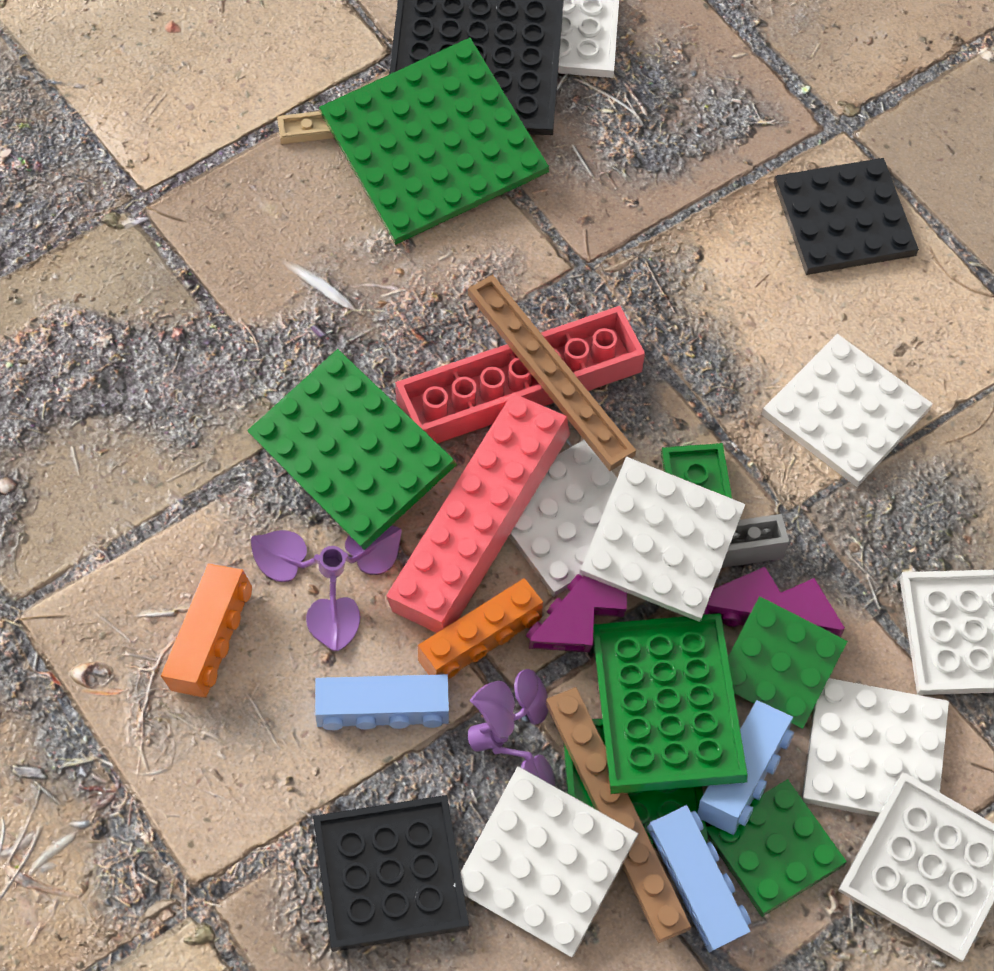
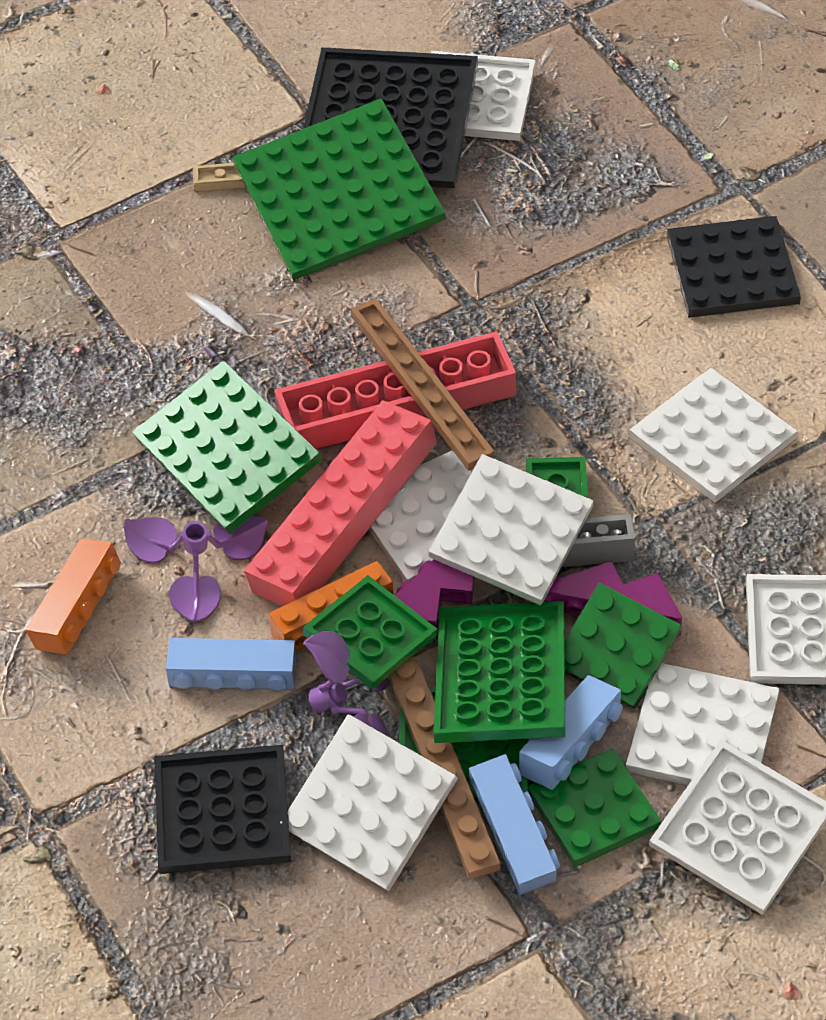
camera: 10 degrees right, 10 degrees down
(535, 663) = (376, 628): none -> green plate

